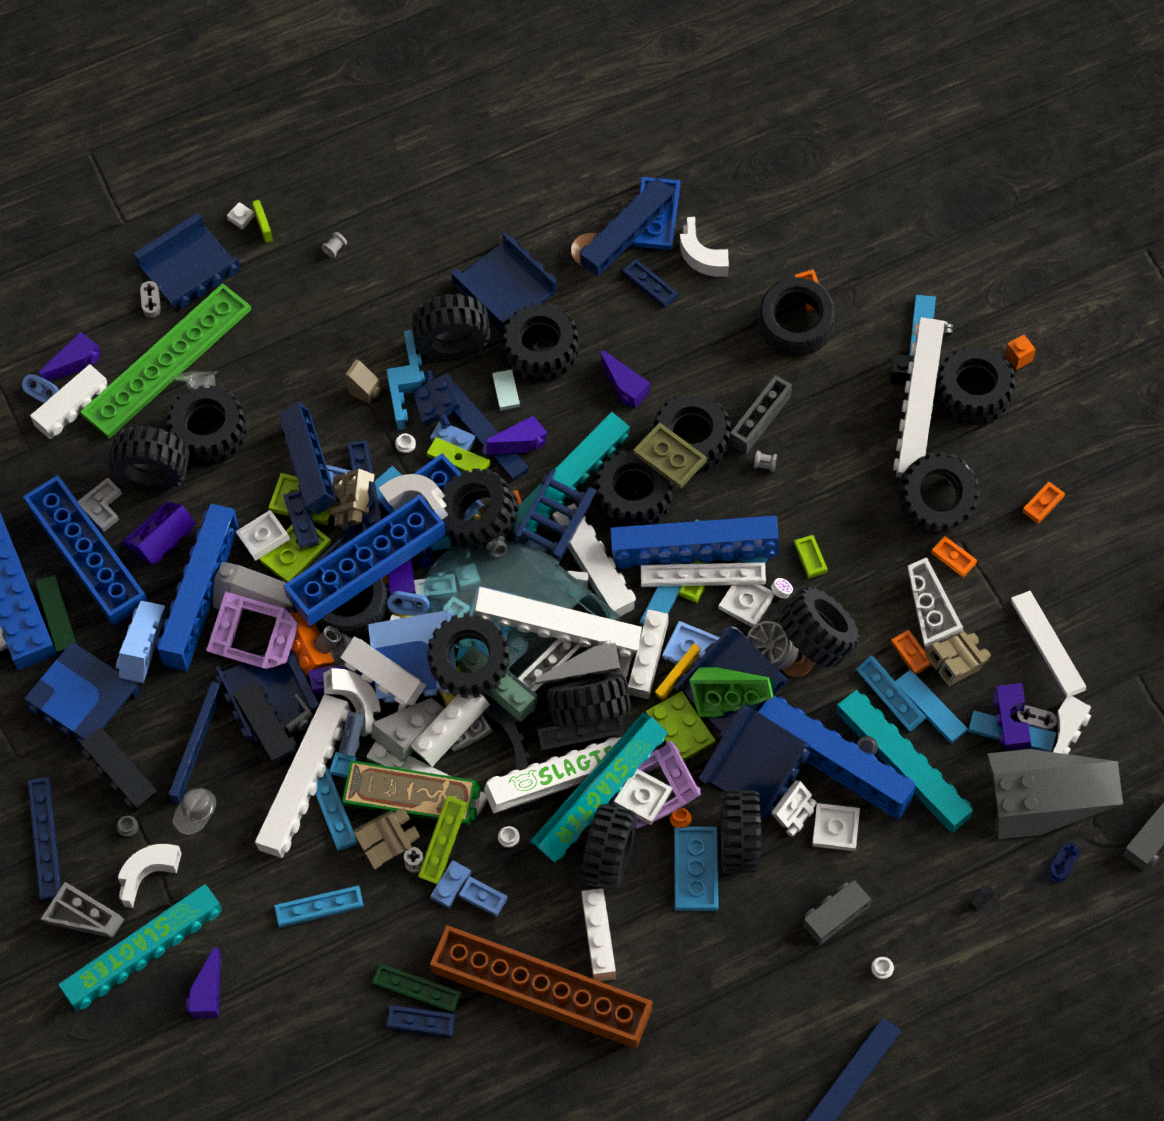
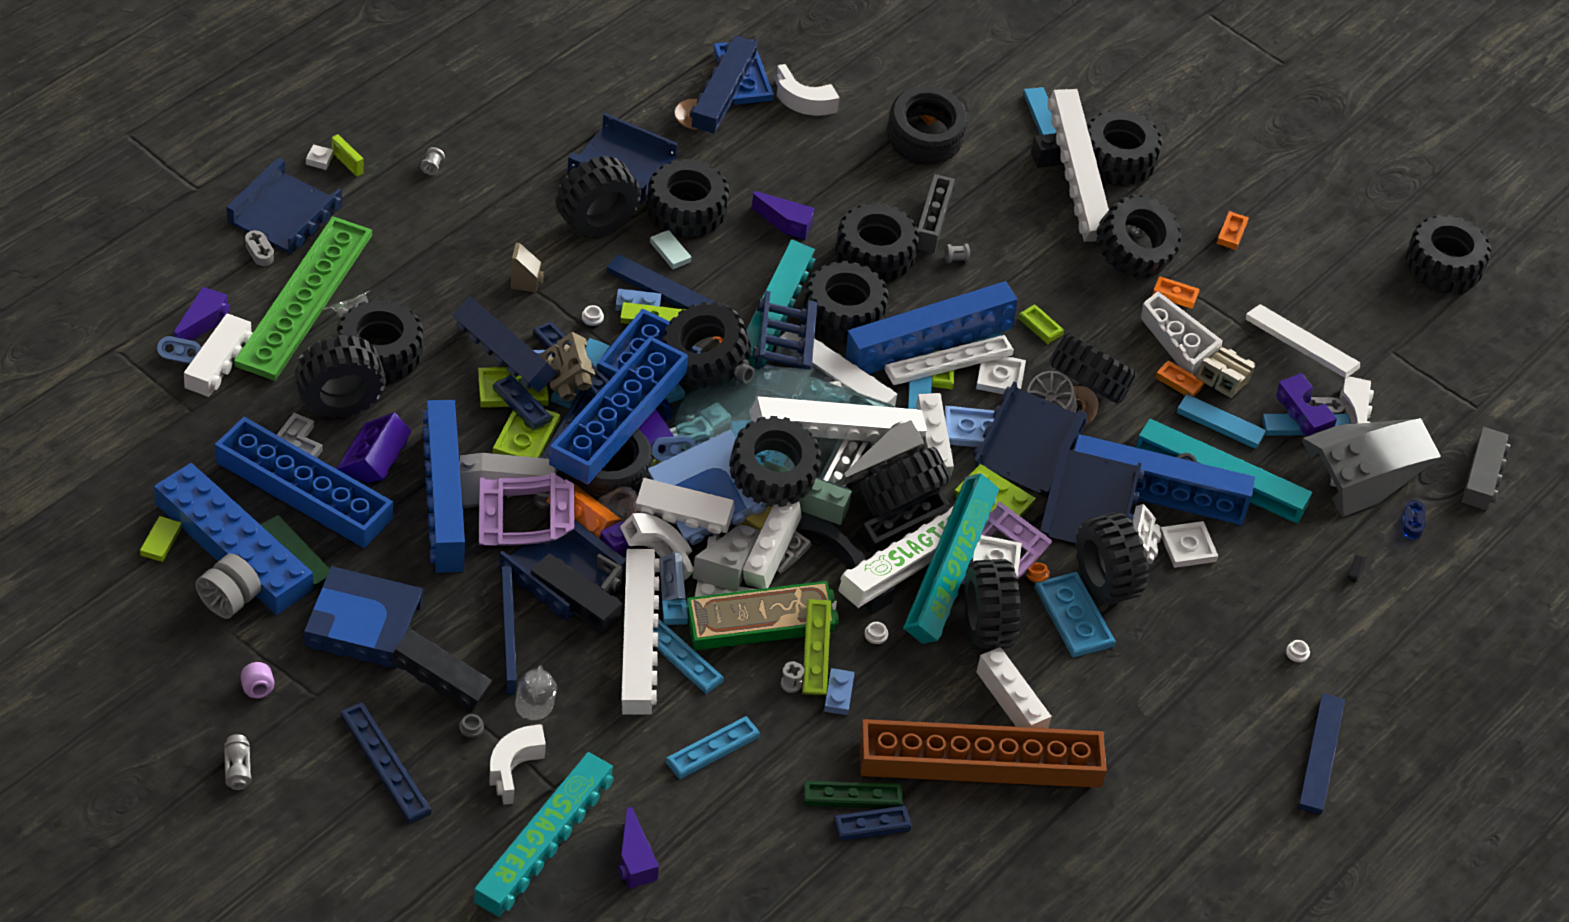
camera: 30 degrees left, 15 degrees down
(82, 913) = (467, 816): light grey wedge -> none
(140, 641) = (408, 548): light blue wedge -> none
(263, 535) = (487, 426): white tile -> none
(327, 640) = (607, 497): dark grey beam -> none
(385, 837) = (756, 660): dark tan hips -> none
(405, 380) = (565, 261): dark azure bracket -> none
(407, 487) = (628, 339): white arch -> none
(436, 399) = (607, 269): dark blue plate -> none
(483, 896) = (879, 692): medium blue plate -> none
(517, 439) = (708, 284): dark purple slope -> none
(650, 283) = (765, 132): dark blue tile -> none
(670, 455) = (874, 256): olive plate -> none
(681, 668) = (971, 446): yellow tile -> none
(726, 690) = (1032, 443): bright green wedge -> none
(782, 588) = (1030, 355): white tile -> none
(836, 911) = (1230, 613): dark grey brick -> none
(891, 693) = (1179, 418): dark azure tile -> none
(1020, 352) = (1148, 108): orange brick -> none

